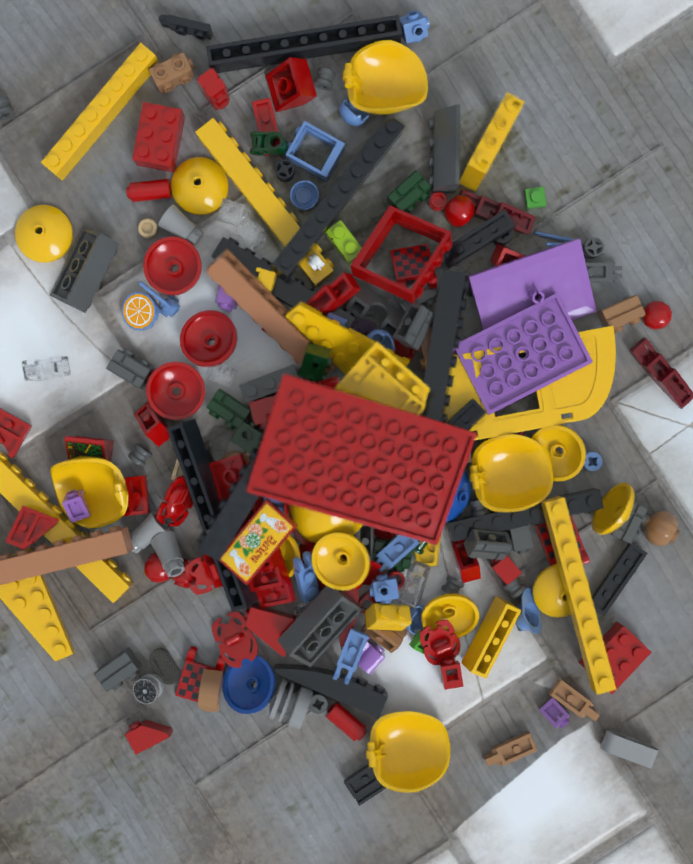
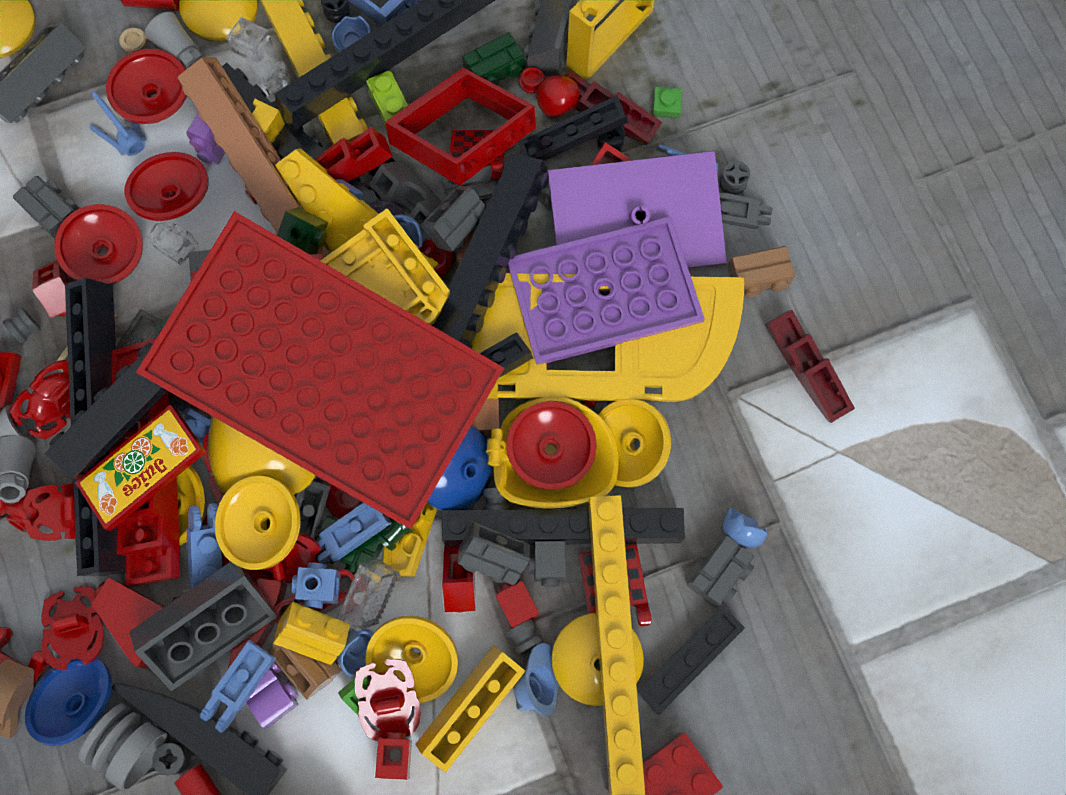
camera: 10 degrees right, 15 degrees down
(140, 311) = (87, 137): tile -> none
(229, 409) = (163, 283): dark green brick -> none
(315, 262) = (340, 114): white plate -> none
(452, 585) = (430, 611): dark grey wheel -> none
(522, 471) = (553, 425): none -> red dish
(589, 465) = (676, 474): medium blue wheel -> none
(617, 509) = (702, 543): yellow dish -> none
(641, 495) = (743, 529): none -> medium blue hair
(657, 315) = (814, 285): red hair -> none
(661, 528) = (772, 593): medium nougat plant -> none

